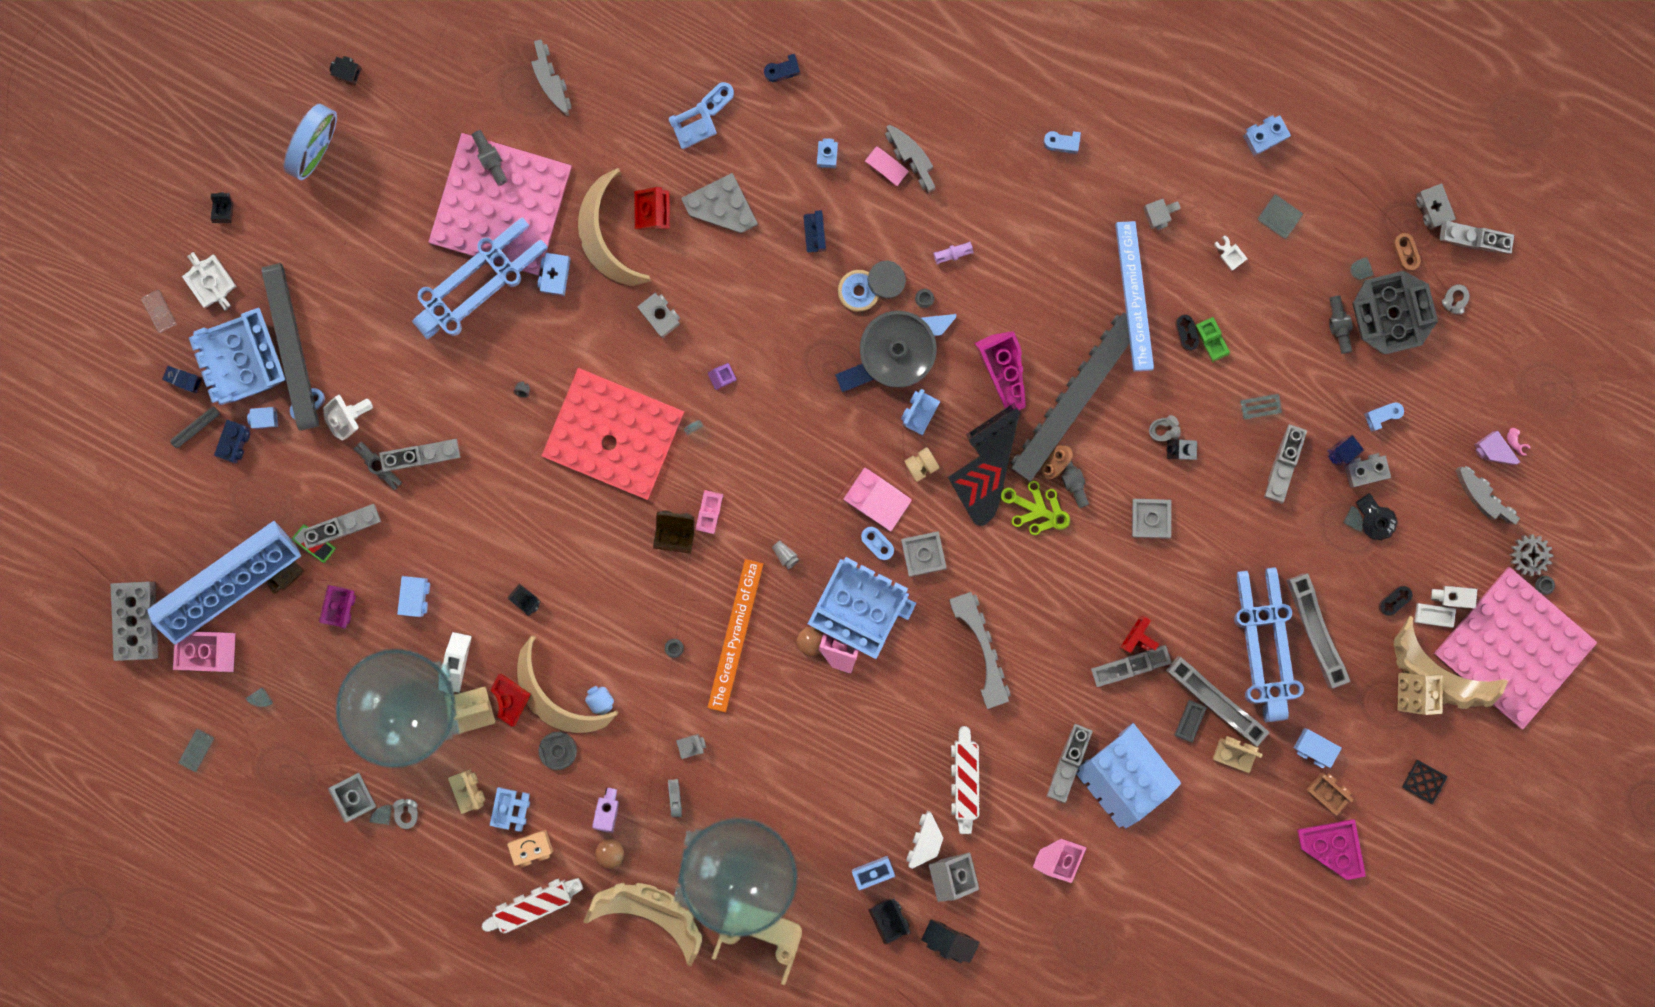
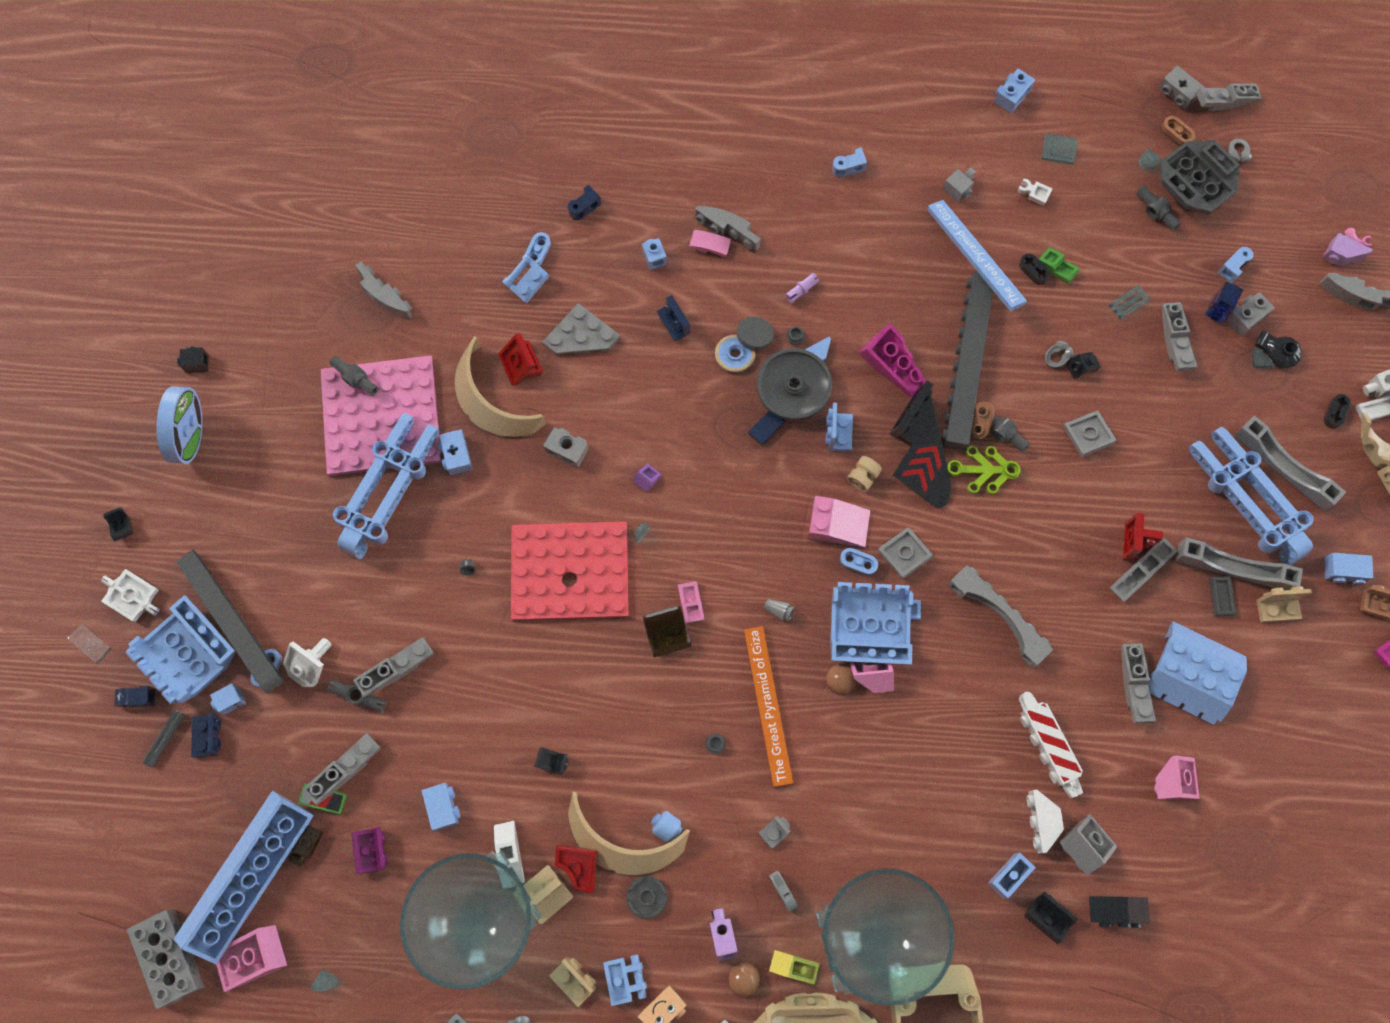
camera: 20 degrees left, 15 degrees down
(655, 863) = (794, 967): none -> light yellow slope

